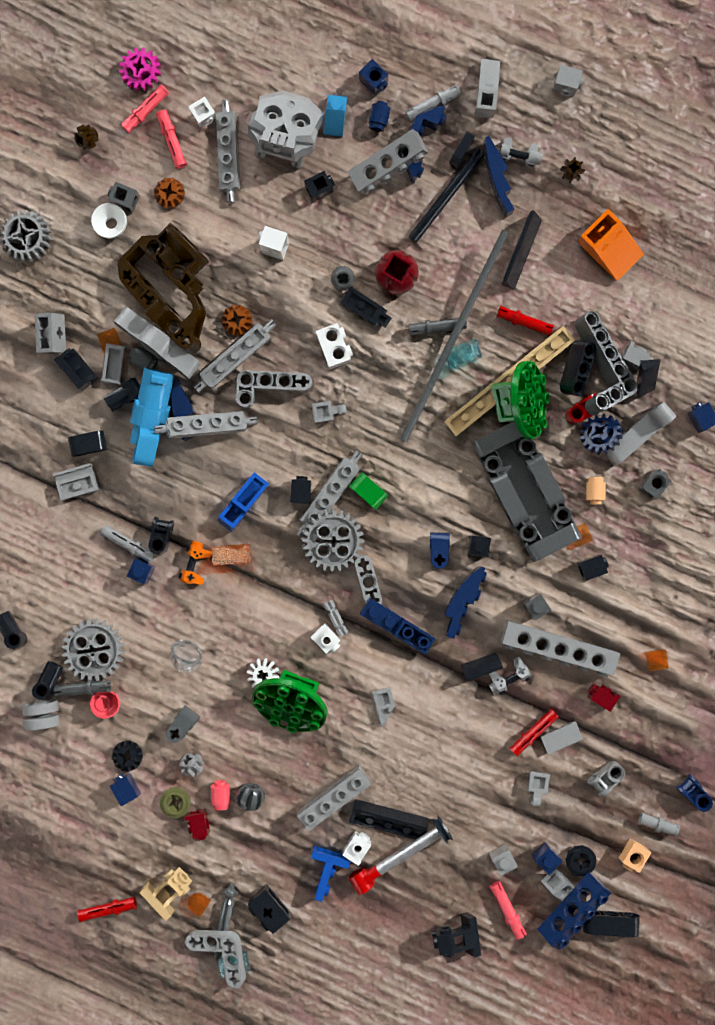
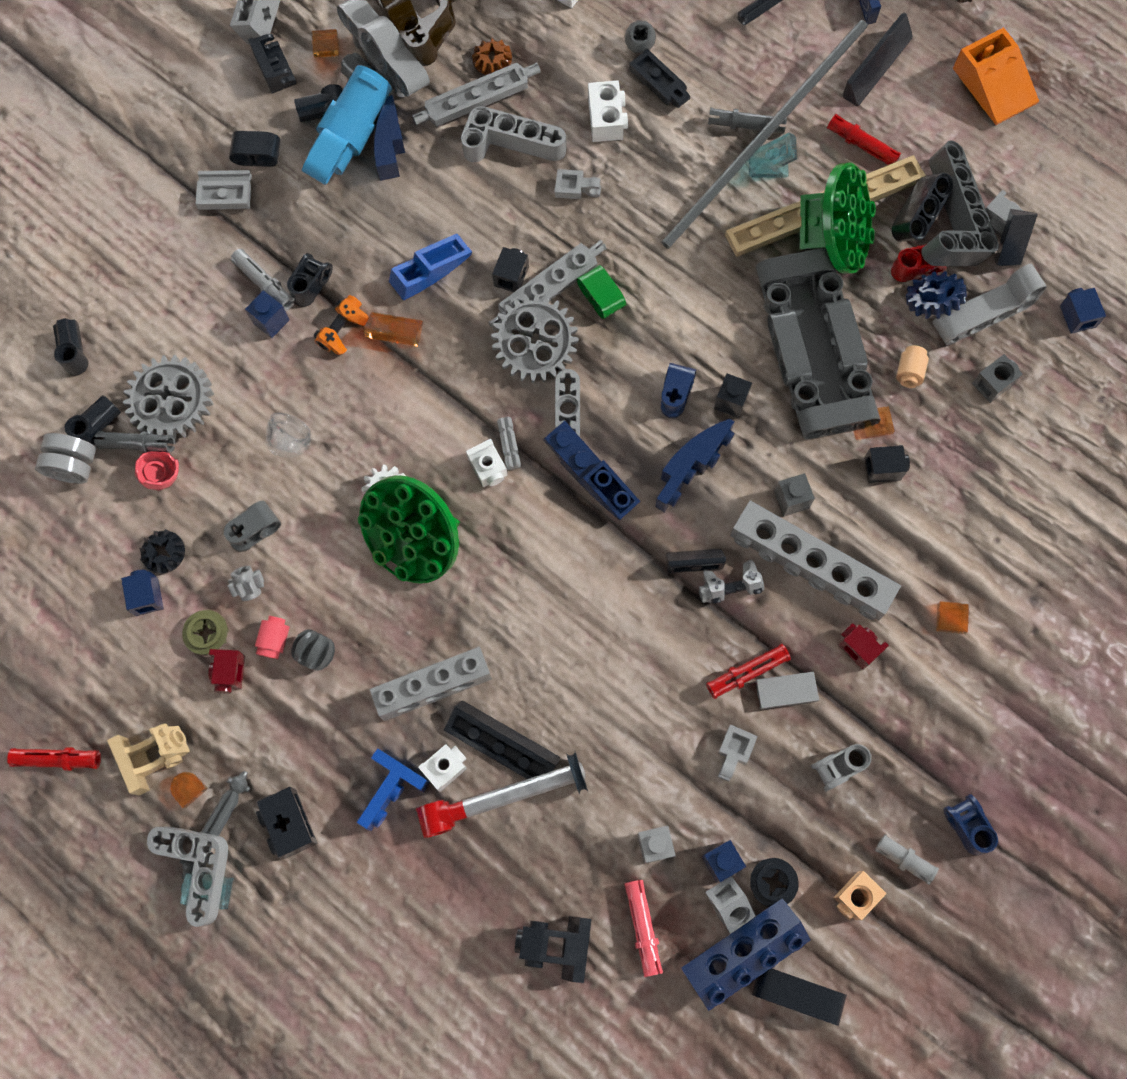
camera: 20 degrees right, 15 degrees down
(113, 364) = (320, 67): light grey tile -> none
(205, 424) = (411, 154): light grey plate -> none
(384, 703) = (542, 575): light grey tile -> none
(390, 283) = (705, 57): dark red piece -> none

